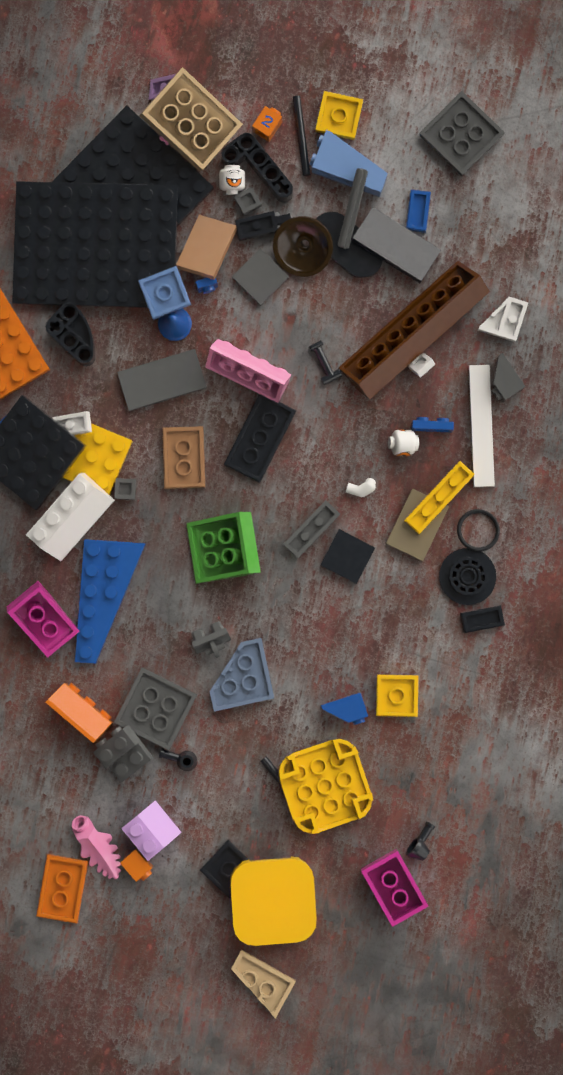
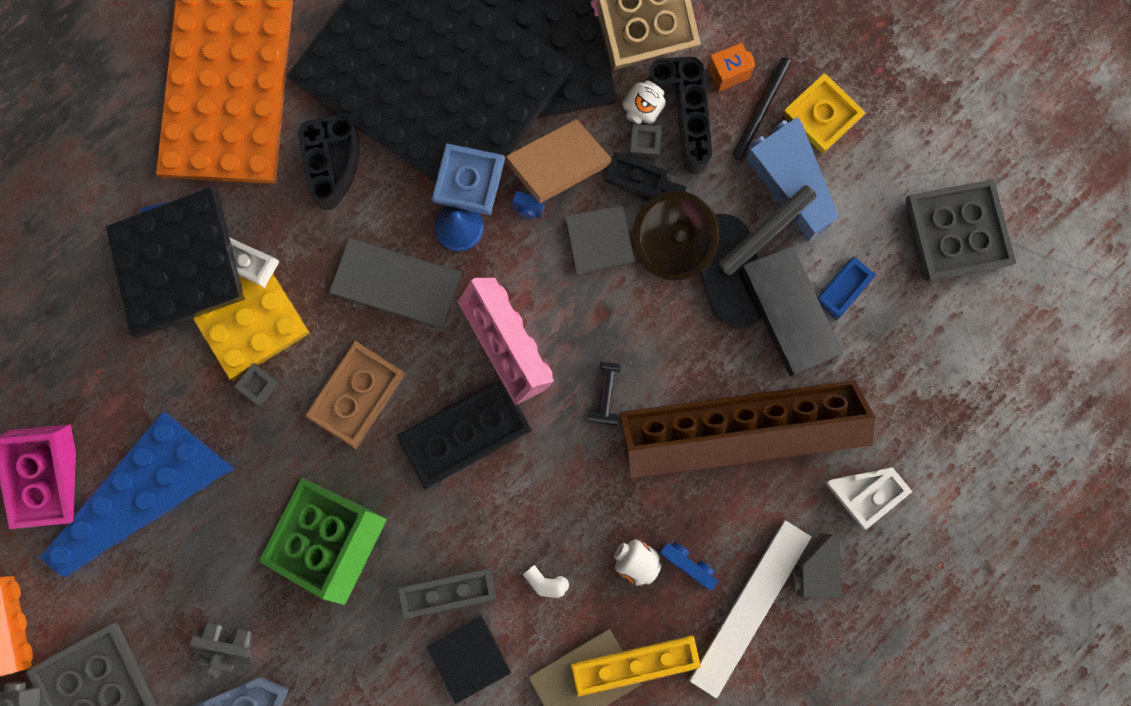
camera: 30 degrees right, 5 degrees down
(70, 517) = (162, 372): white slope -> none
(421, 364) = (725, 479): white plate -> none

